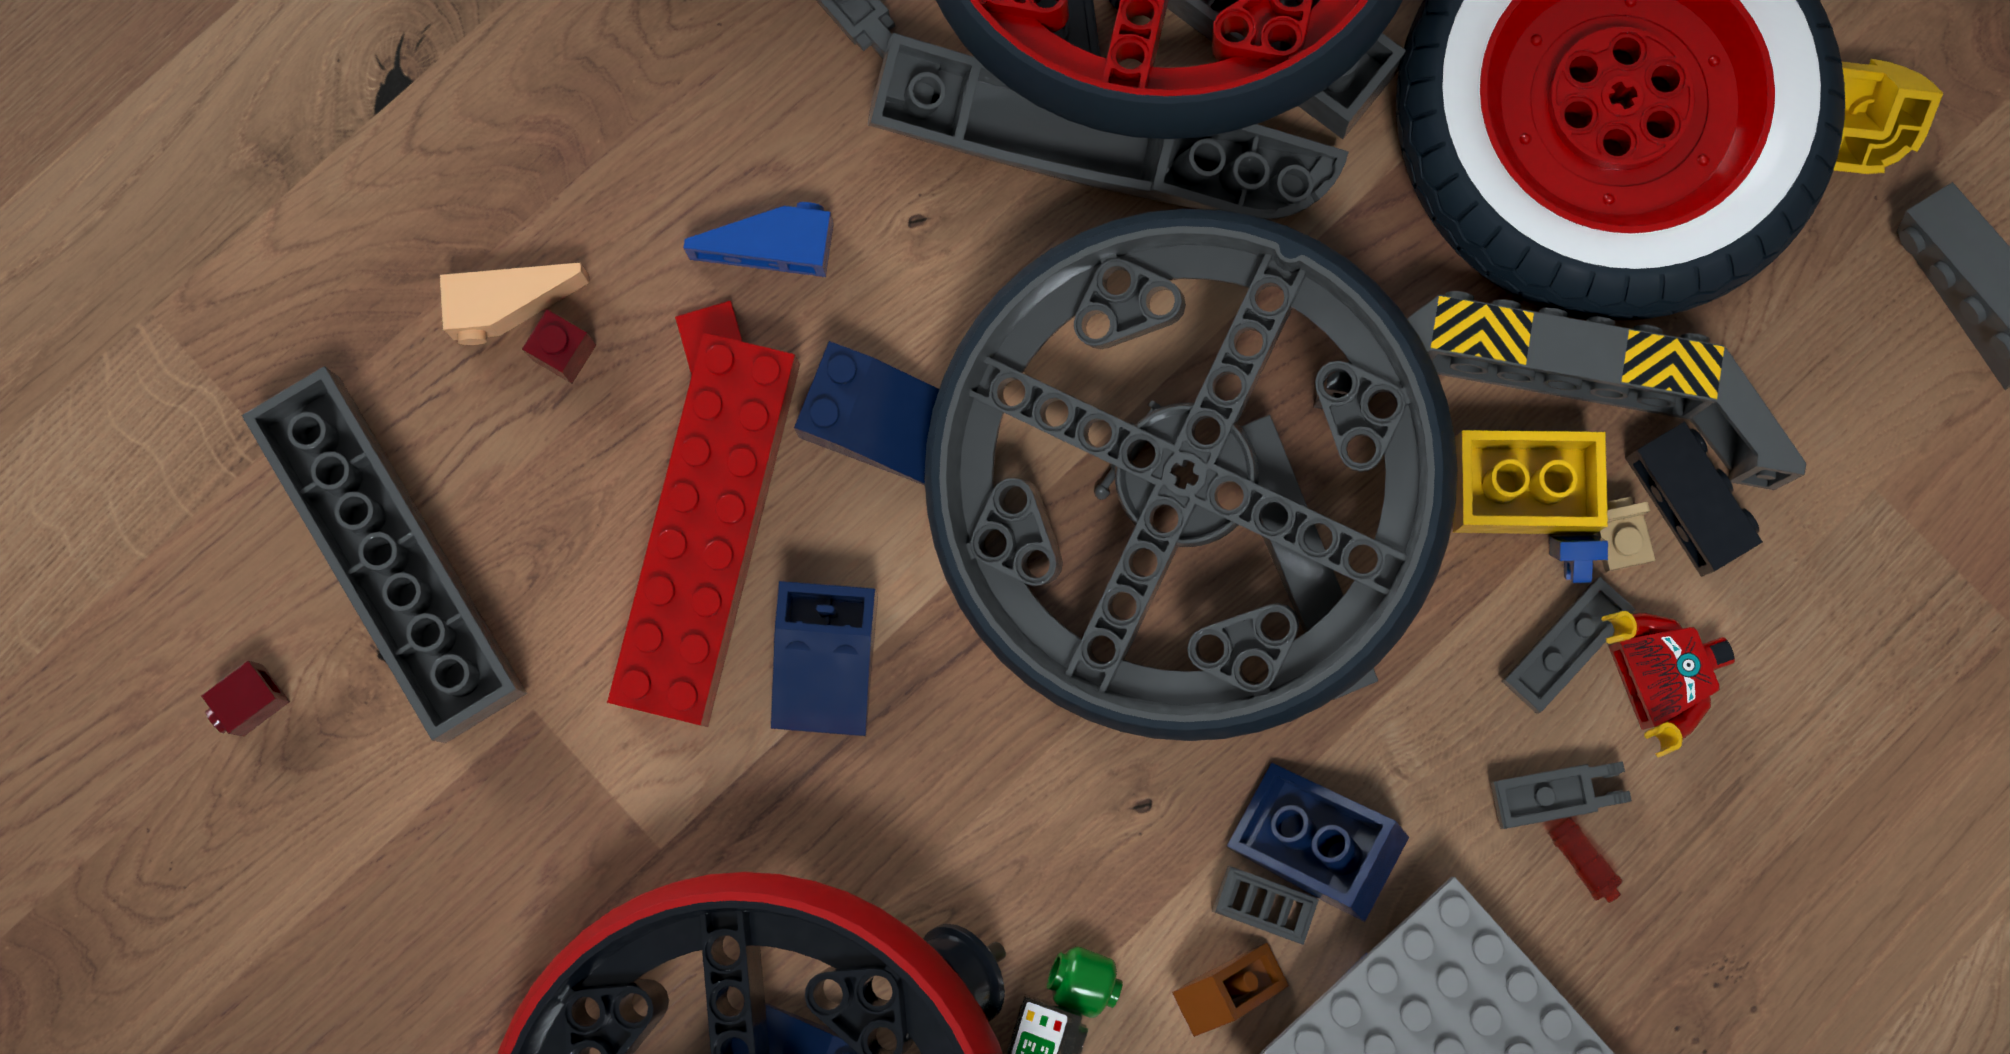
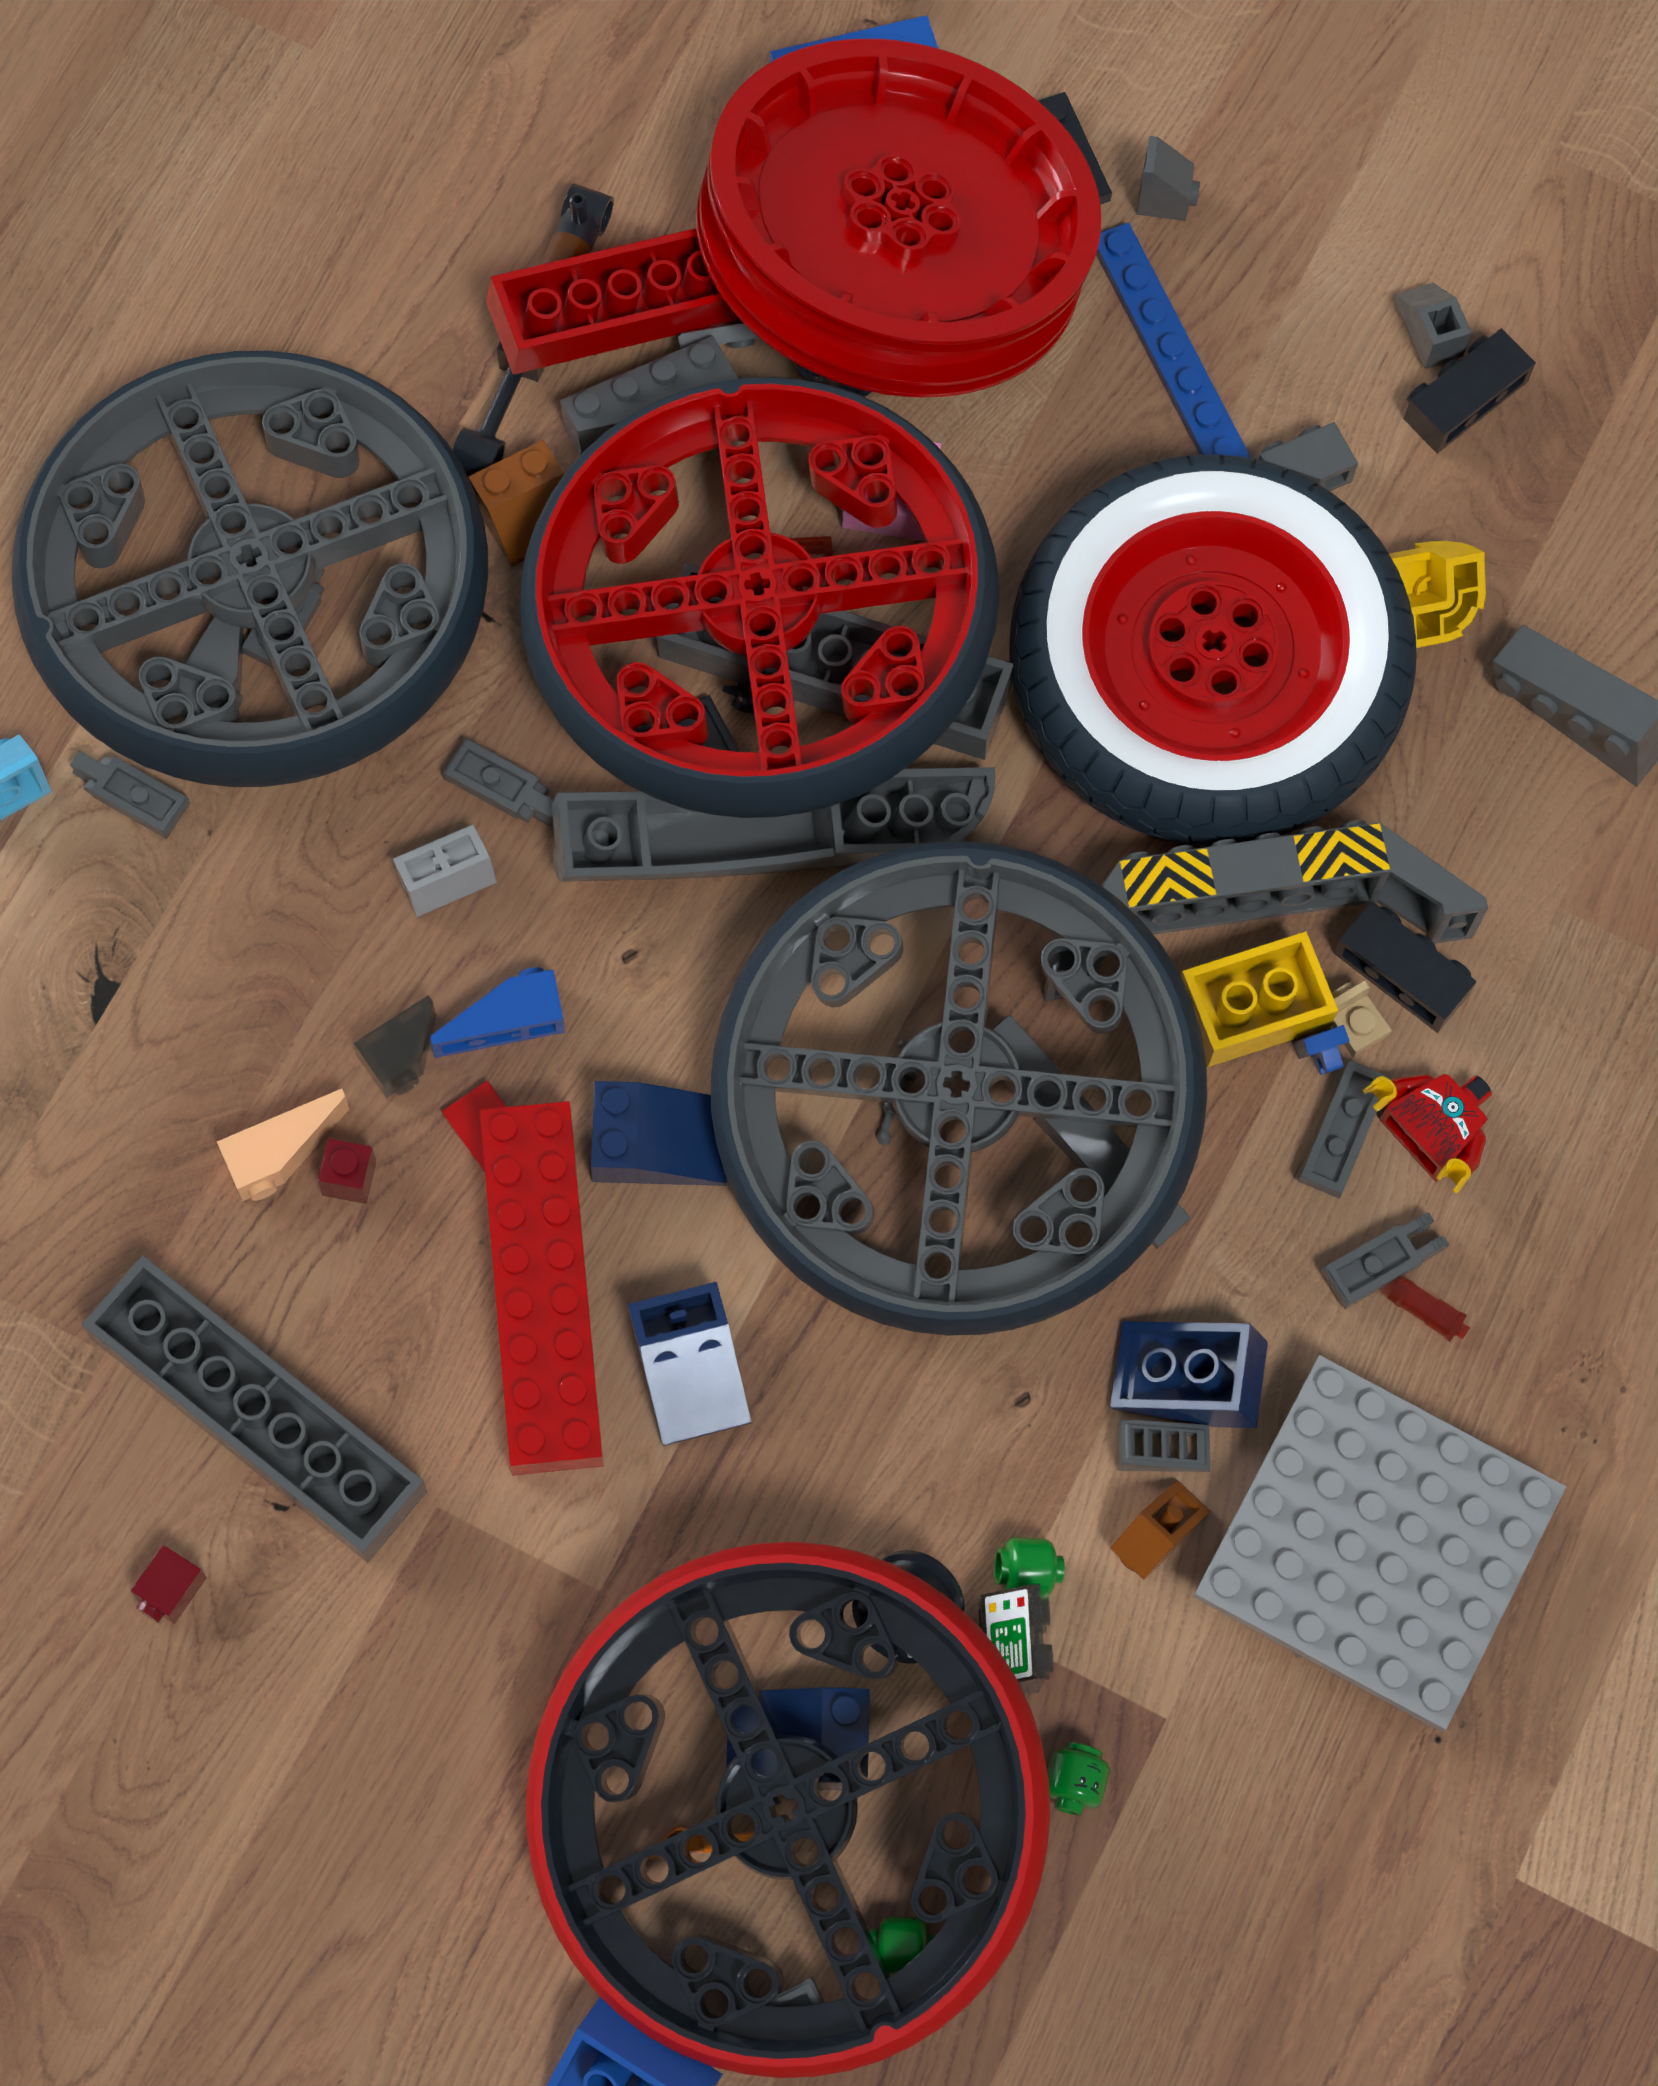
camera: 25 degrees left, 10 degrees down
(653, 239) = (399, 1048): none -> clear smoke slope
(762, 73) = (445, 870): none -> light grey hinge

